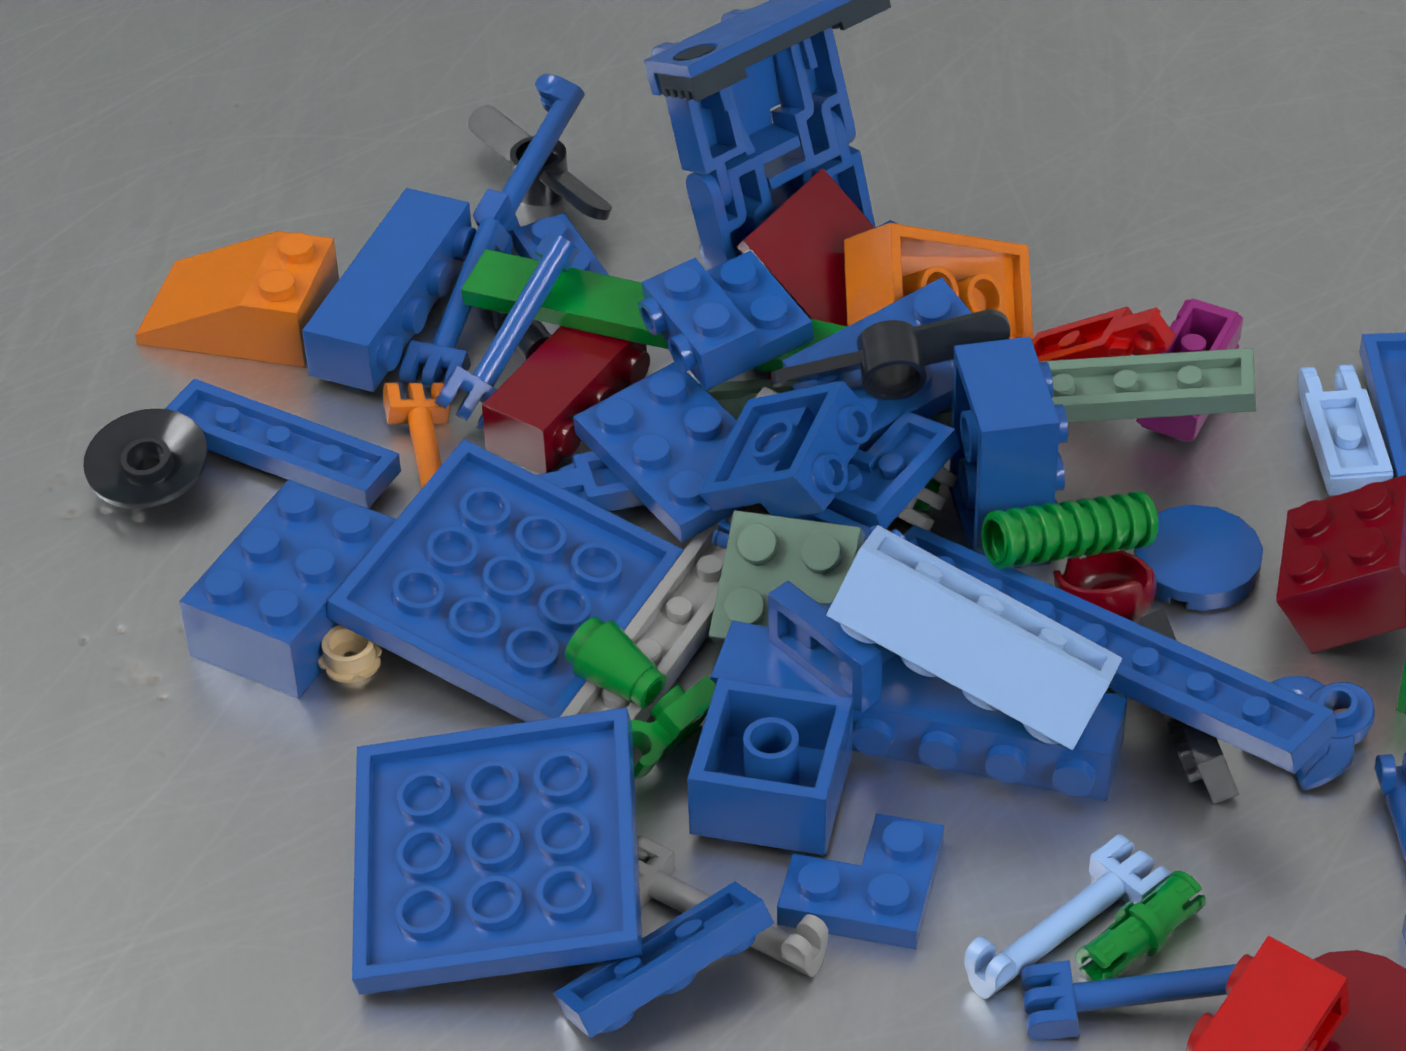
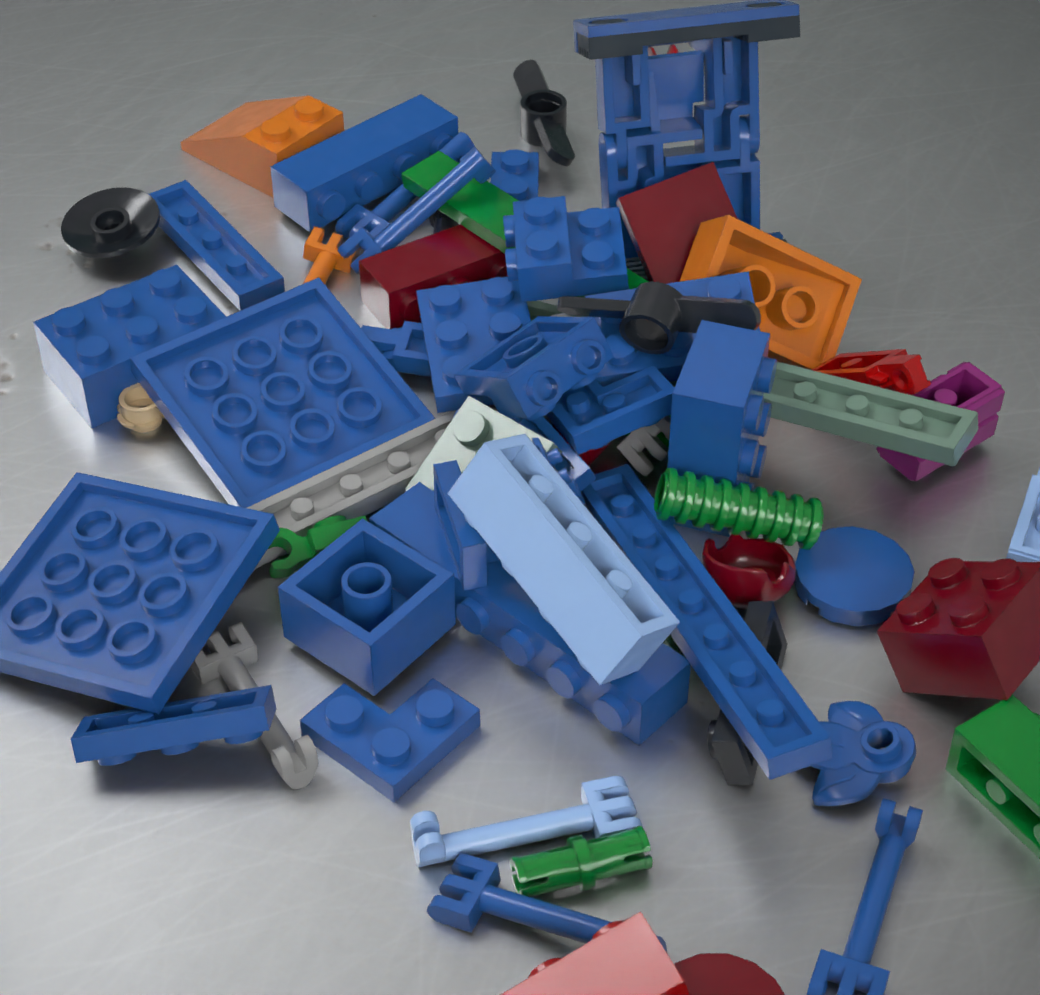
camera: 25 degrees right, 0 degrees up
(560, 100) = (487, 133): blue hinge -> none
(614, 662) = (304, 478): green cone -> none

